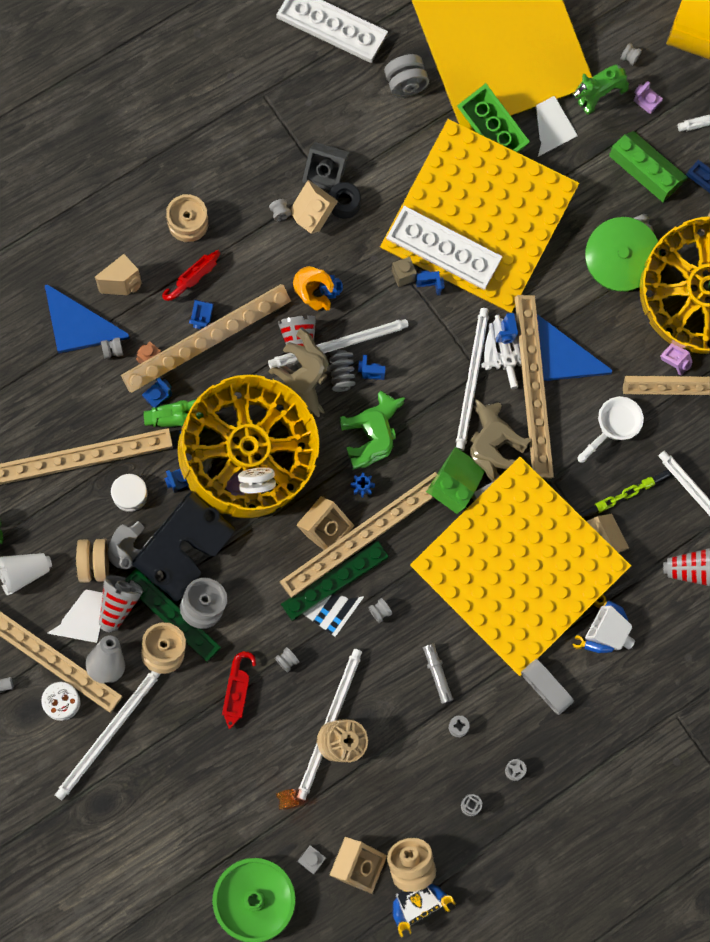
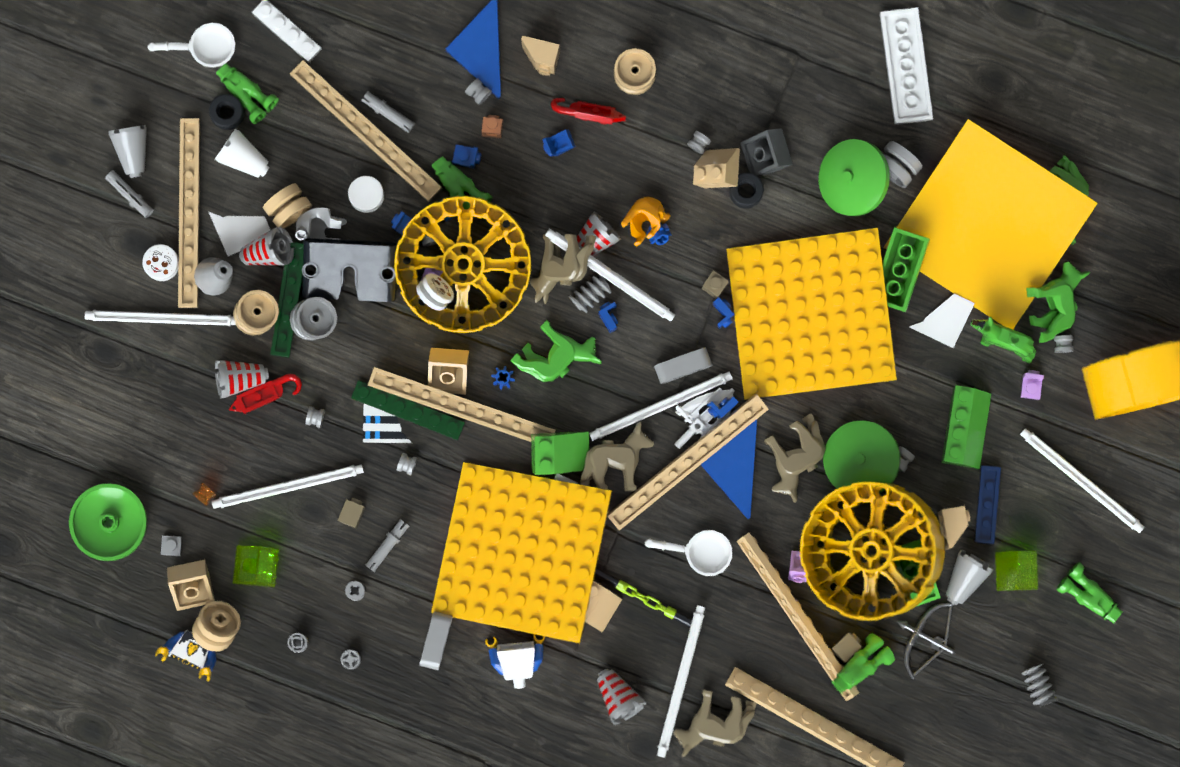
camera: 60 degrees right, 10 degrees up
(73, 430) = (387, 111): none -> light grey pin
(205, 338) = (539, 162): tan plate -> none
(206, 701) = (238, 377): none -> light grey cone
(332, 736) = (277, 495): tan wheel -> none
(380, 797) = (255, 566): none -> clear neon green slope
(390, 684) = (352, 513): none -> dark tan brick
(394, 112) = (854, 177): none -> bright green dish
(444, 248) = (758, 304): white plate -> none
(452, 339) = (683, 365): none -> light grey beam
(590, 305) = (796, 461): none -> dark tan animal
(598, 33) = (1060, 301): none -> bright green animal

